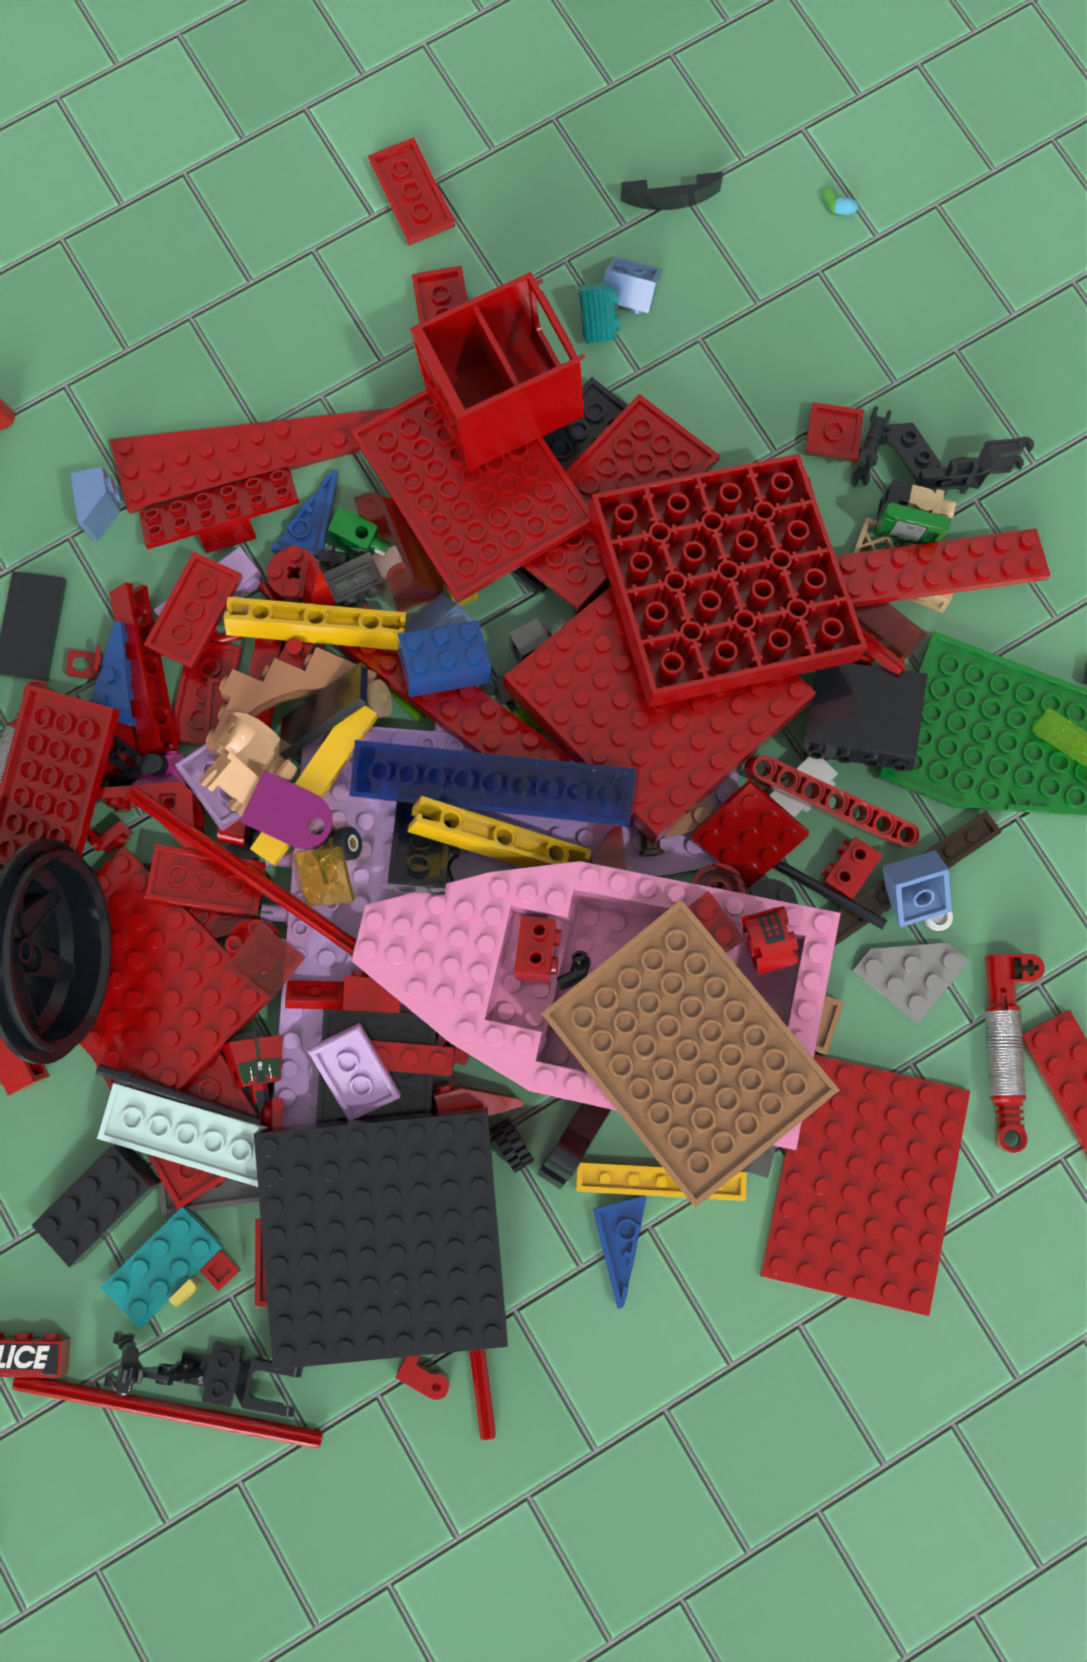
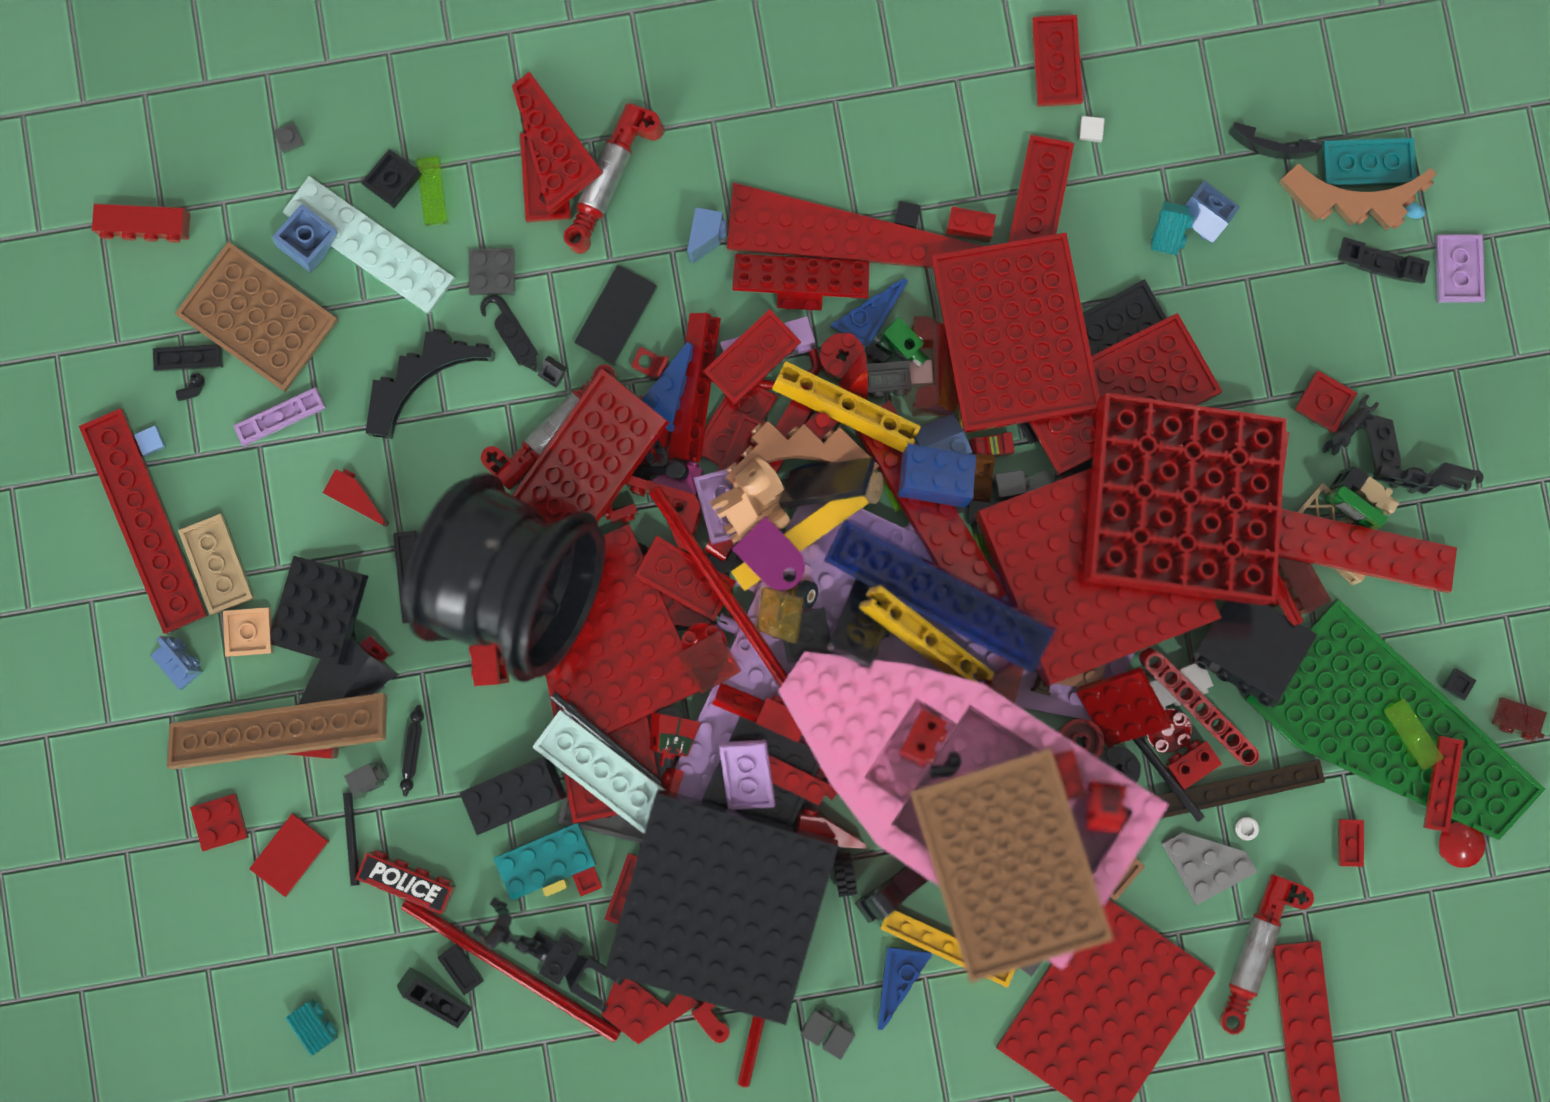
camera: 25 degrees right, 5 degrees up
(86, 1481) = (432, 997): none -> black slope
(108, 1433) = (460, 969): none -> black tile
(311, 403) = (907, 214): none -> black tile
(338, 1400) = (640, 1012): none -> red wing
(369, 886) = (812, 636): none -> black plate
(382, 388) = (970, 224): none -> red brick
(475, 247) = (1091, 129): none -> white tile
(497, 371) = (1070, 262): red piece -> none
(497, 610) = (993, 445): none -> red leg
(498, 648) = (983, 477): none -> dark orange slope
(577, 1335) = (838, 1038): none -> dark grey piece
(744, 226) = (1385, 206): none -> nougat arch
(778, 175) = (1369, 162): none -> teal plate
(816, 848) = (1175, 737): none -> red dish
(834, 271) = (1382, 263): none -> black slope
(917, 247) = (1460, 268): none -> lavender tile
(918, 888) = (1239, 801): medium blue slope -> none
(1057, 887) = (1351, 842): none -> red plate

